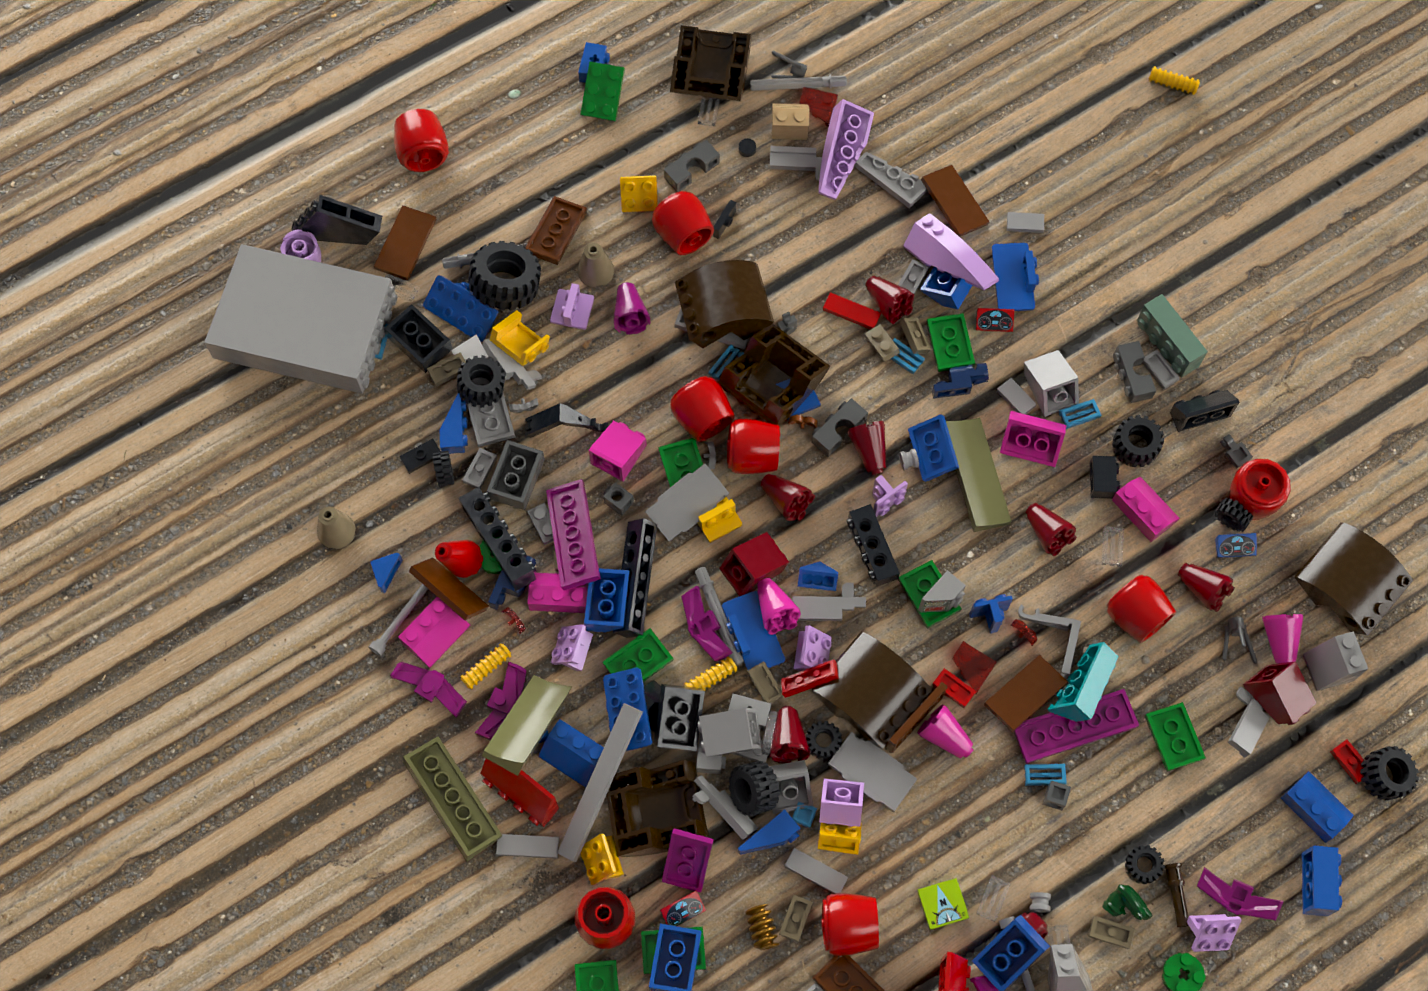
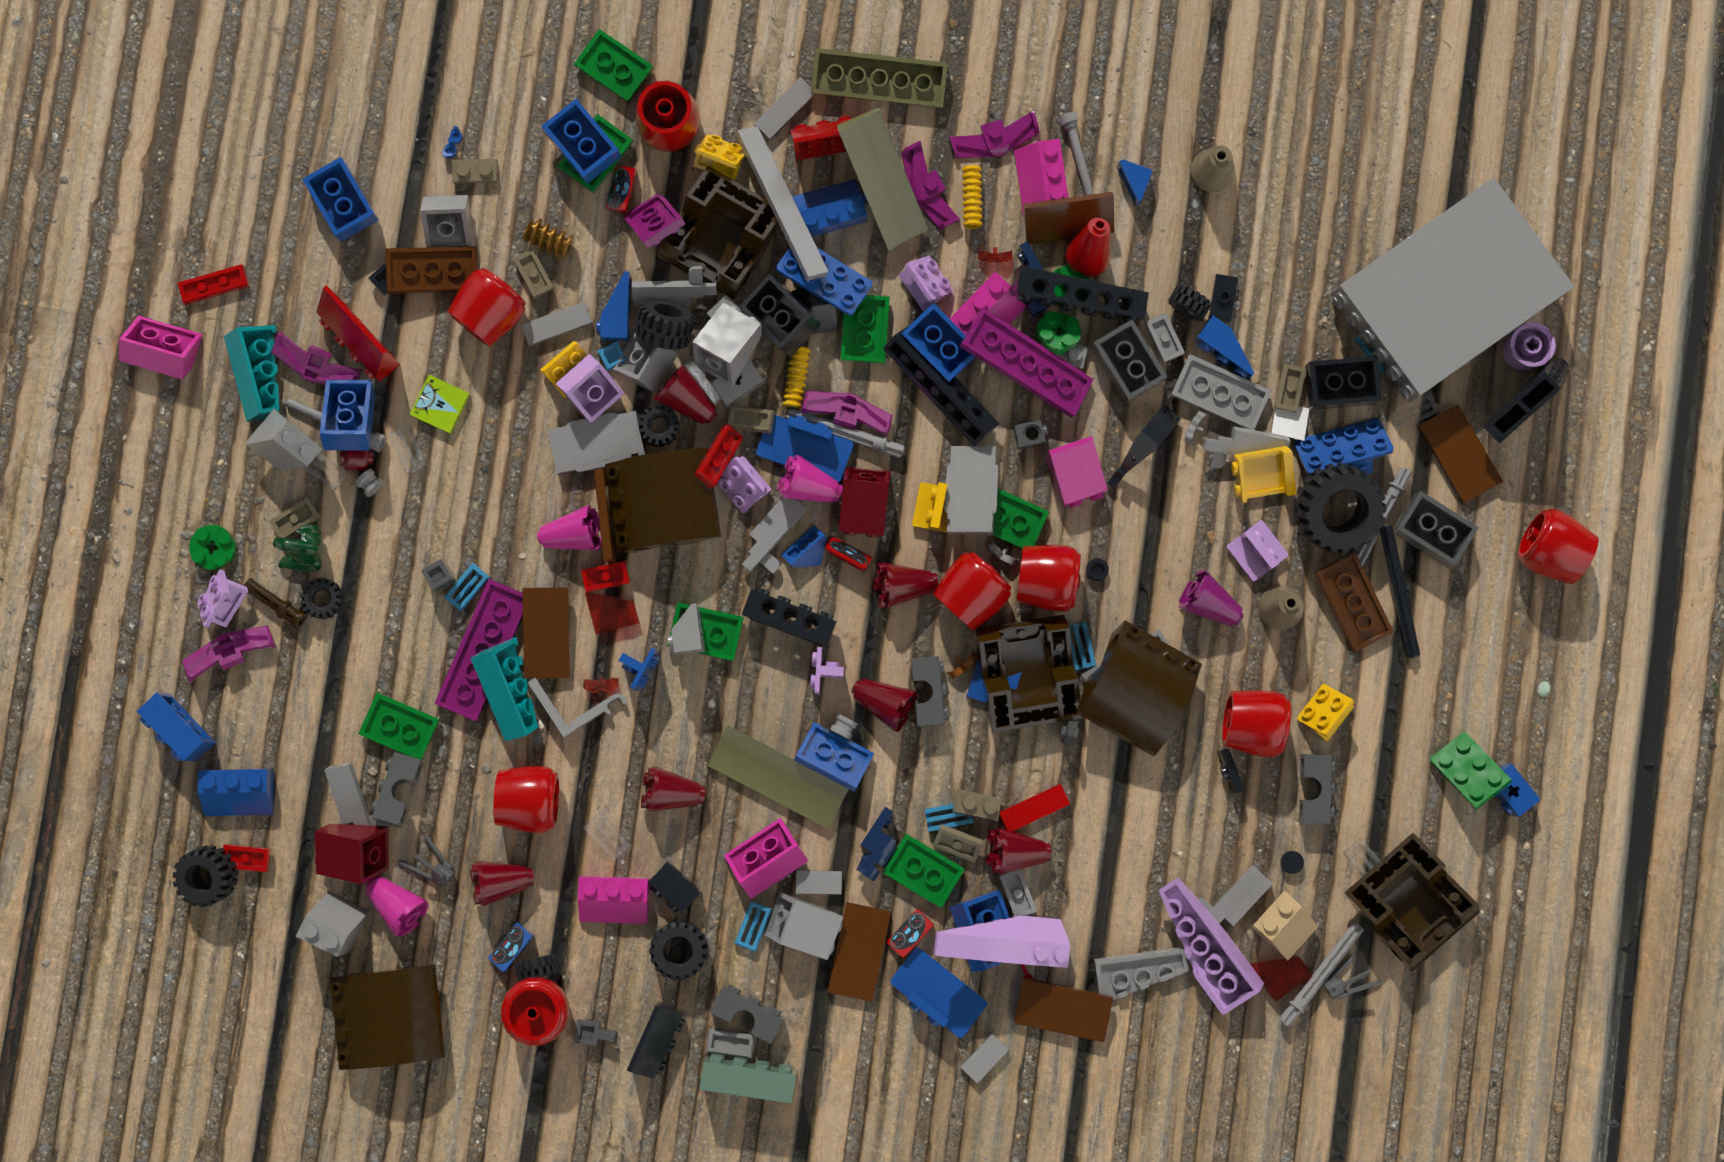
camera: 130 degrees right, 15 degrees up
(468, 217) = (1435, 529): none -> dark grey brick
(482, 368) = (1266, 399): black tyre -> none
(527, 208) = (1399, 591): none -> black axle
(543, 538) = (1062, 322): none -> green plate
(667, 391) = (1097, 569): none -> black tile
(797, 547) = (848, 554): none -> slope
(1034, 340) = (859, 951): none -> reddish brown tile
(1232, 692) = (400, 770): none -> dark grey arch

